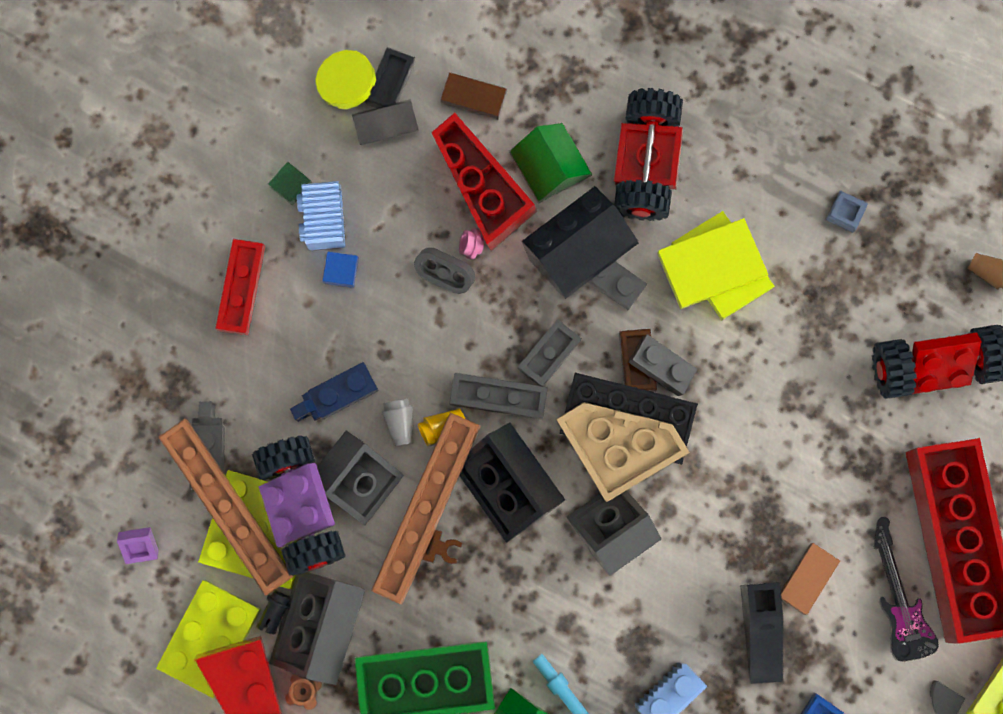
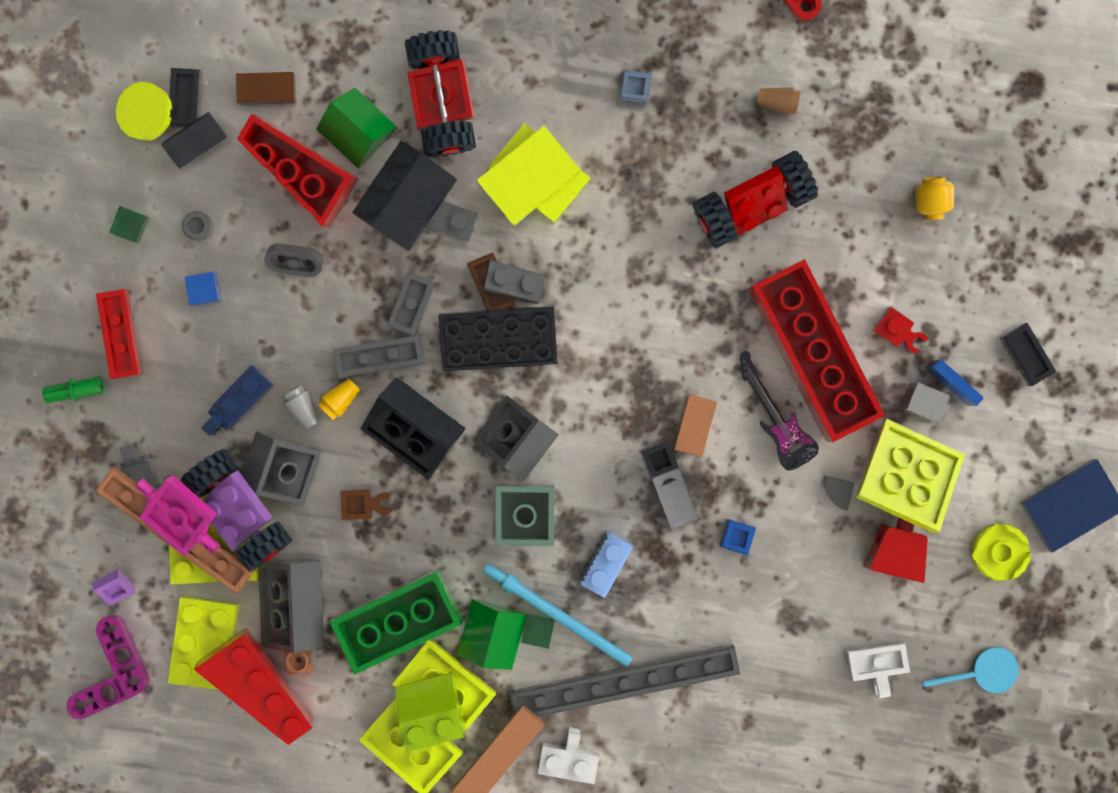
camera: 20 degrees left, 10 degrees up
(105, 649) = (120, 681): none -> magenta beam
(173, 327) = (73, 390): none -> green axle
(237, 489) = (178, 515): none -> dark pink plate
(274, 611) = (250, 603): black pin -> none
(322, 216) = (167, 245): light blue brick -> none
(357, 206) = (197, 226): none -> dark grey tile
(425, 508) = (348, 475): nougat tile -> none
(471, 243) = (309, 228): bright pink plate -> none
(600, 612) = (524, 514): none -> sand green brick
(620, 446) = (497, 367): tan plate -> none

